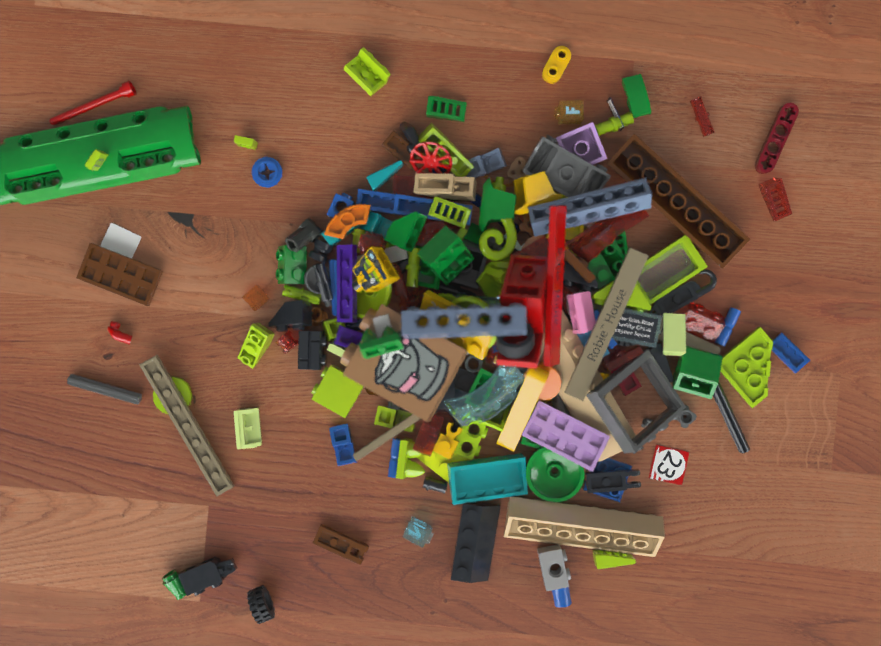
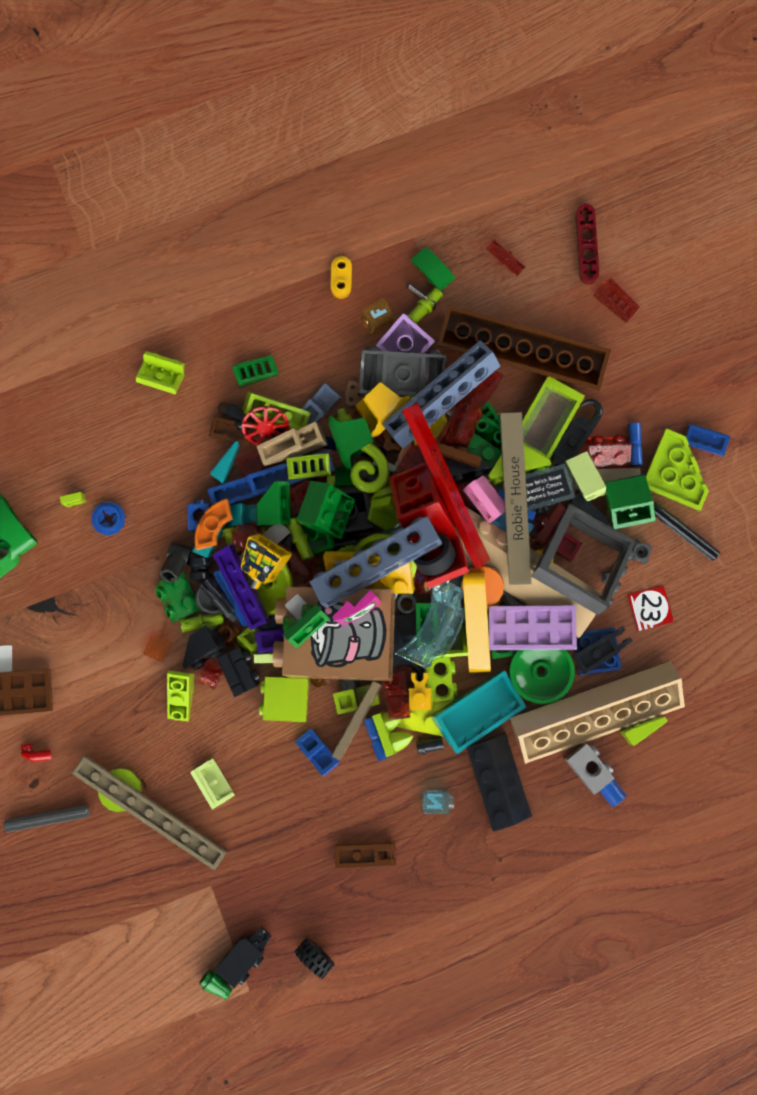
camera: 30 degrees left, 5 degrees down
(422, 353) = (349, 613): none -> dark pink slope

